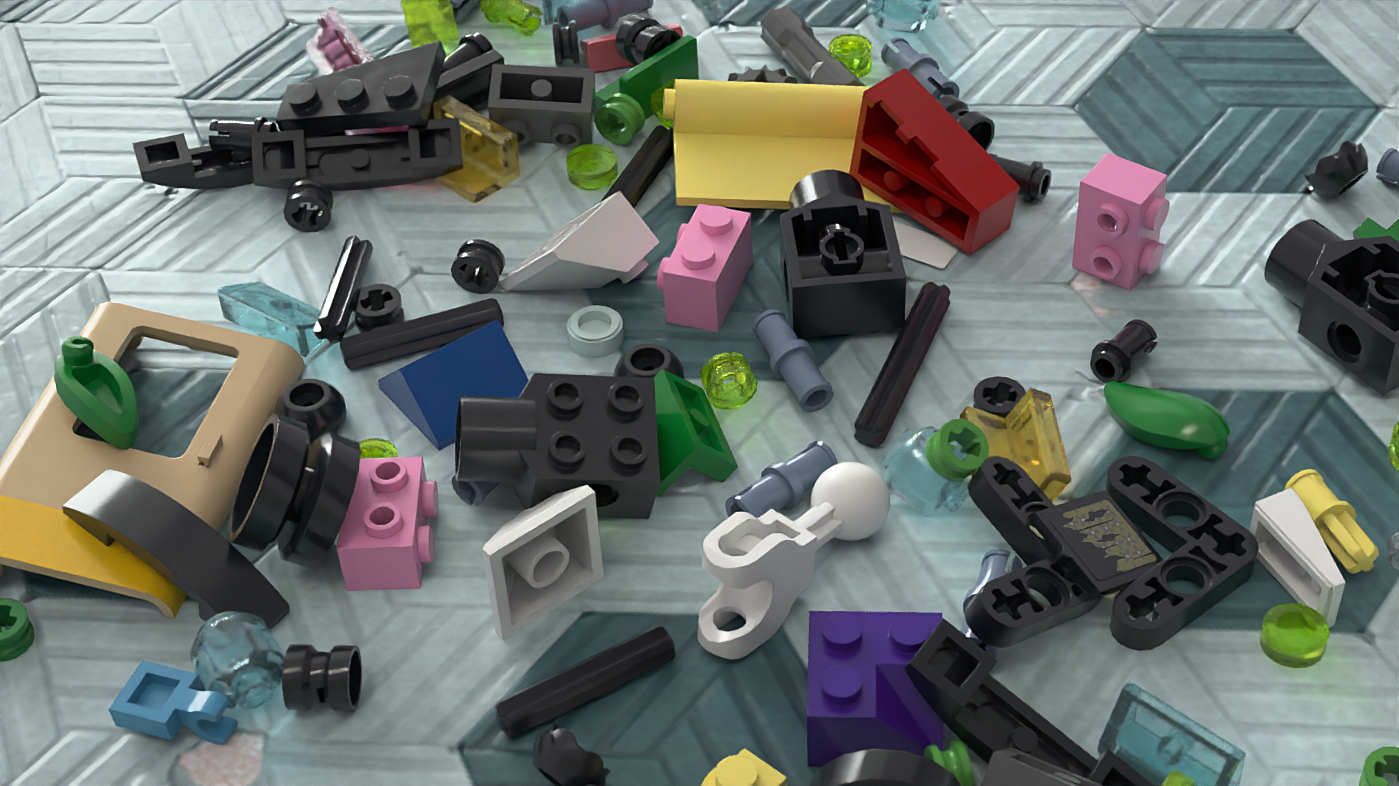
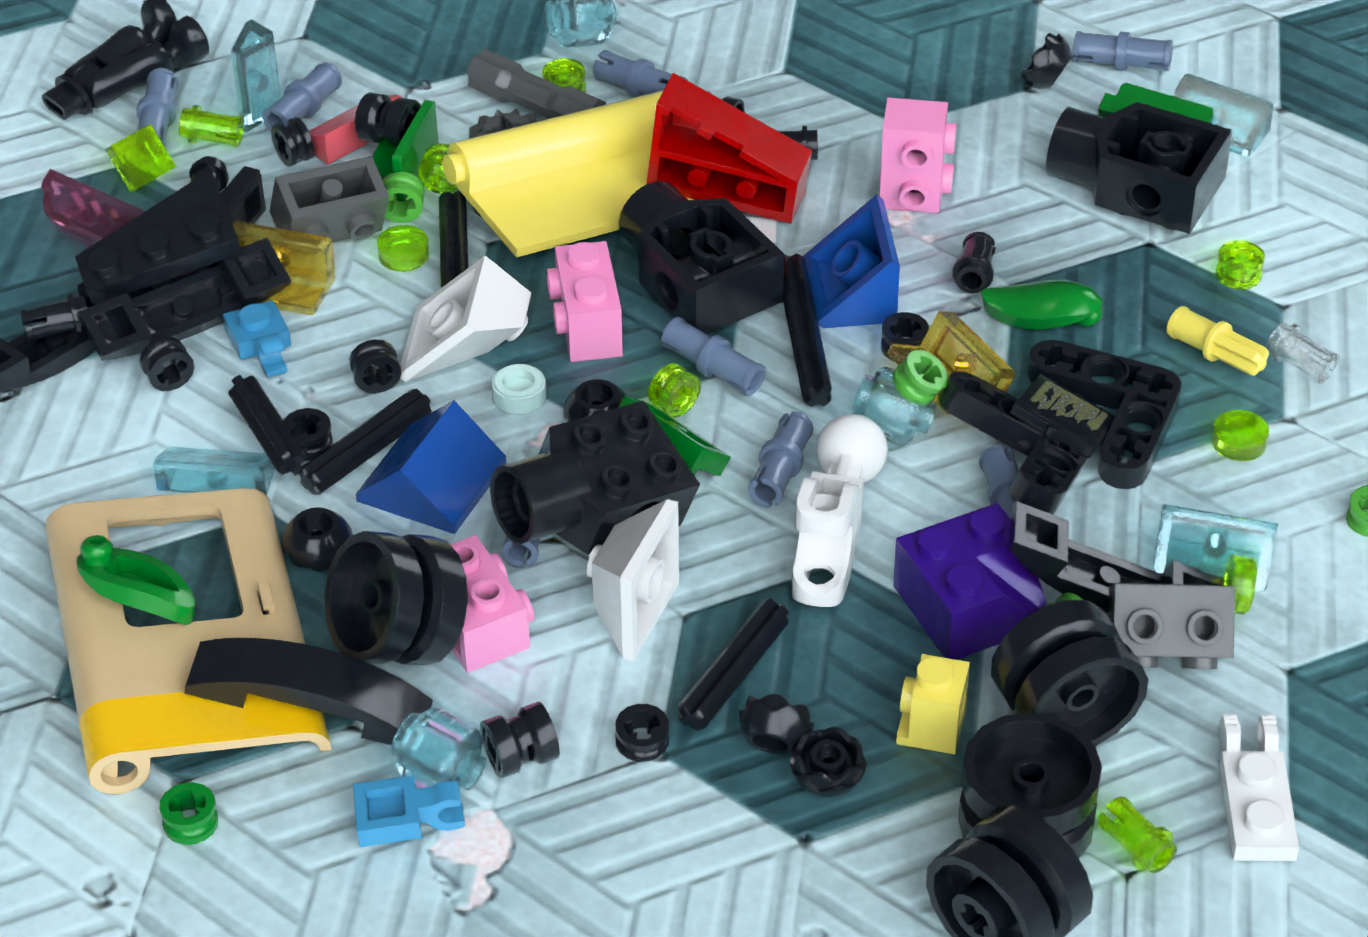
camera: 30 degrees left, 0 degrees up
(410, 203) = (260, 333): none -> dark azure plate
(438, 704) = (642, 717): none -> black bush
(990, 321) = (855, 270): none -> blue slope
(1296, 553) = (1197, 356): white slope -> none

